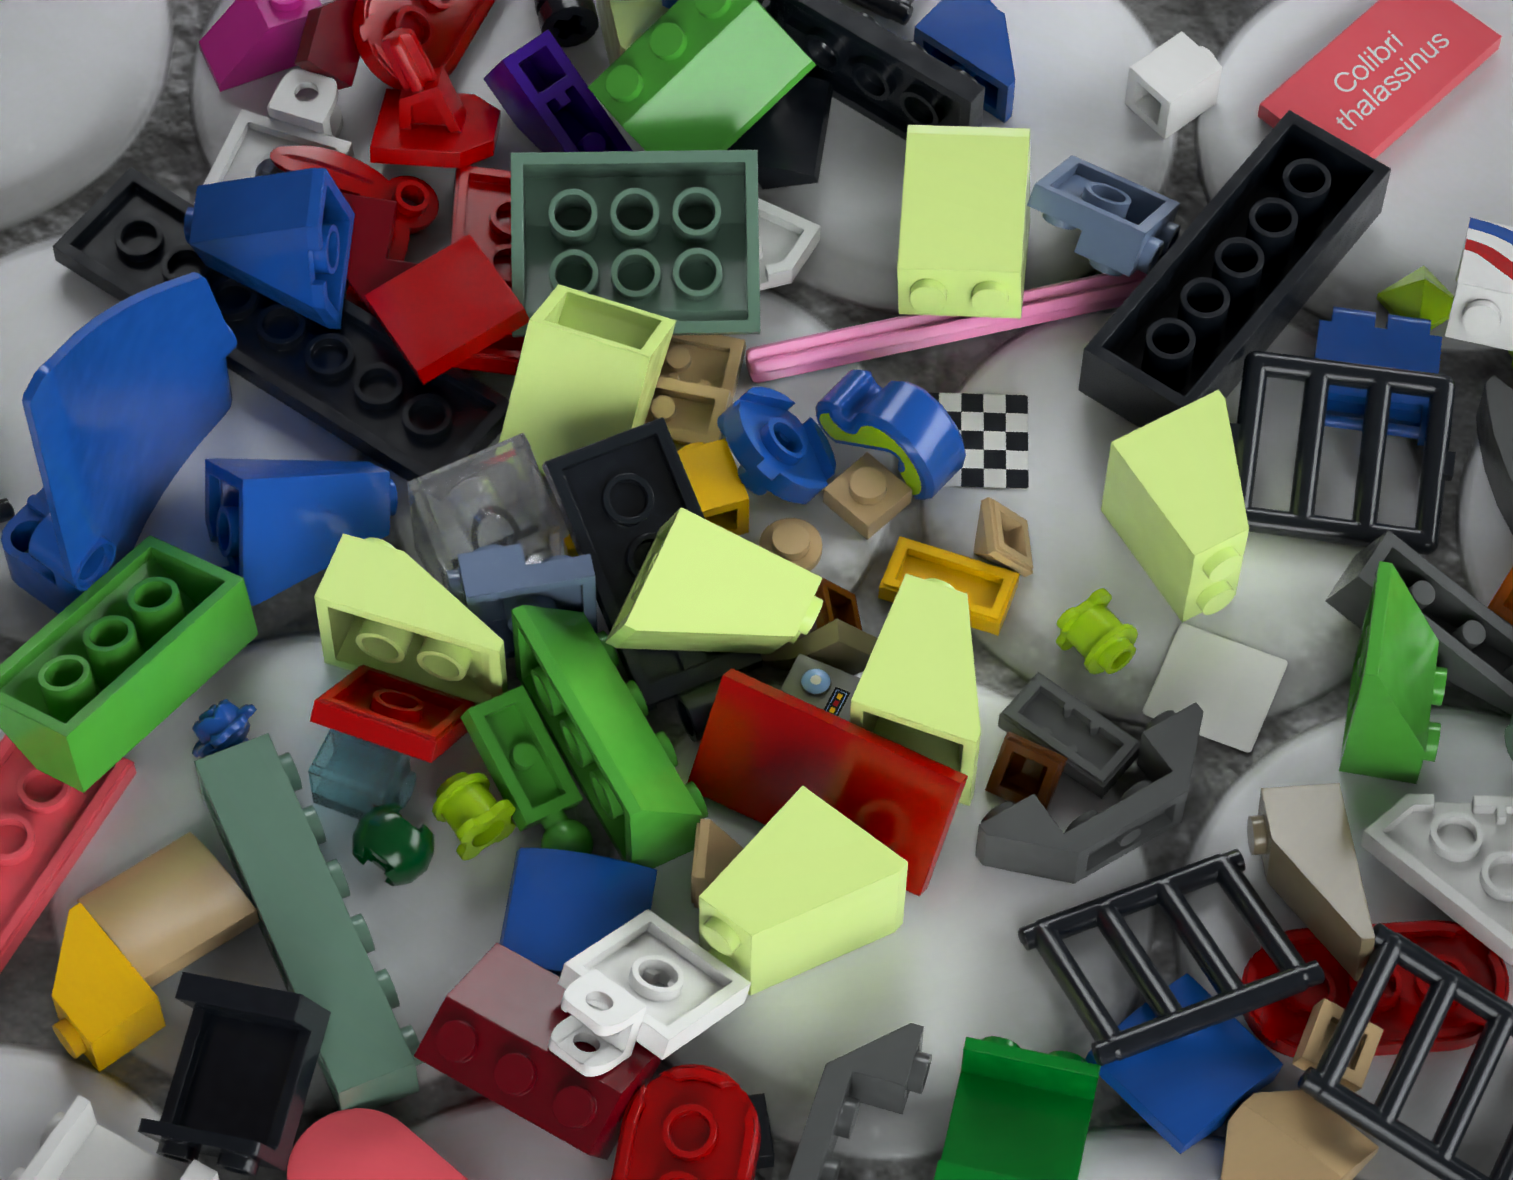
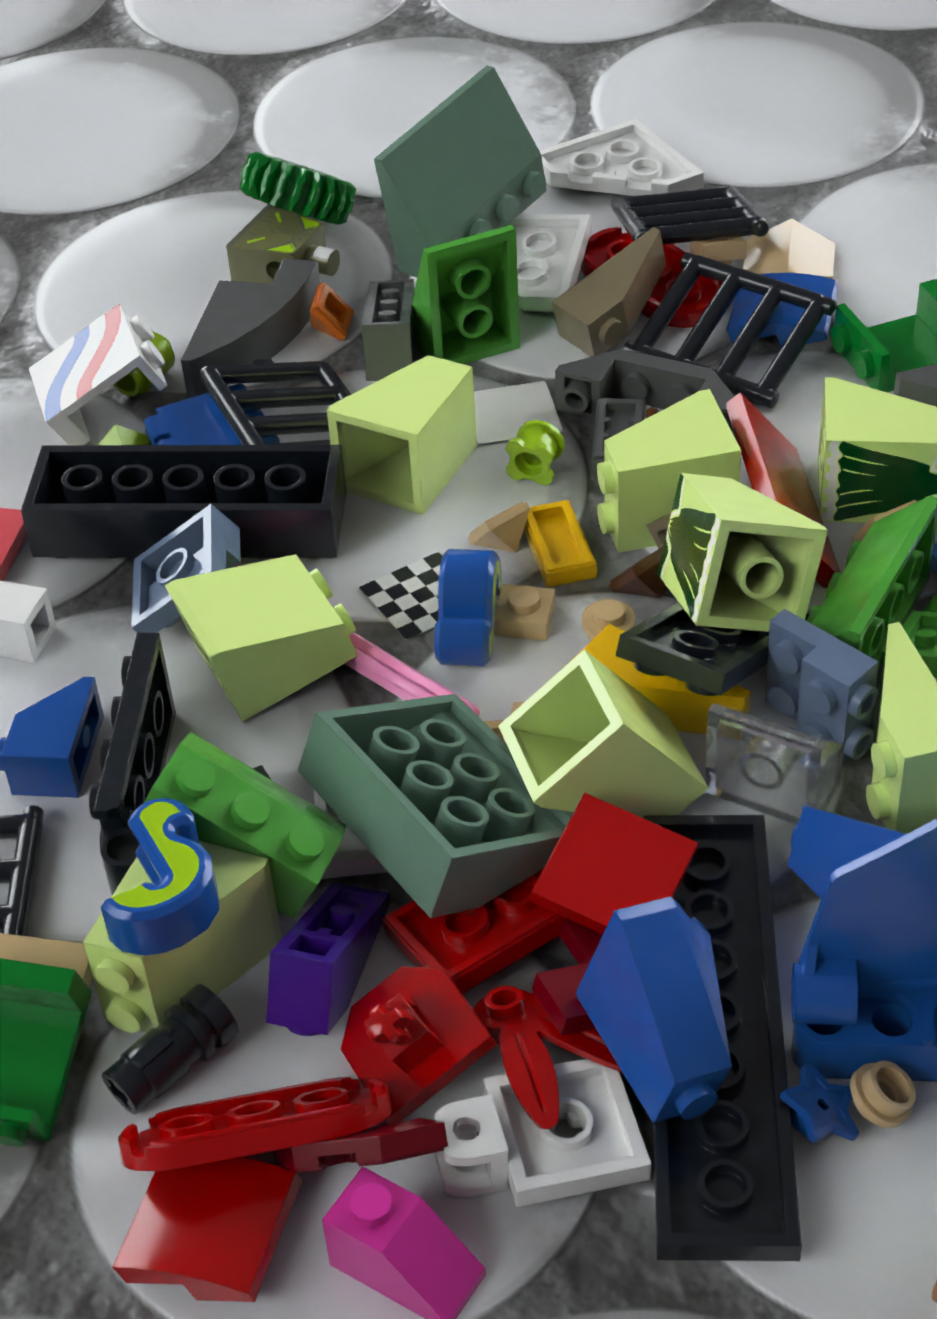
camera: 120 degrees left, 15 degrees down
(776, 448) = (545, 646): blue plate -> none

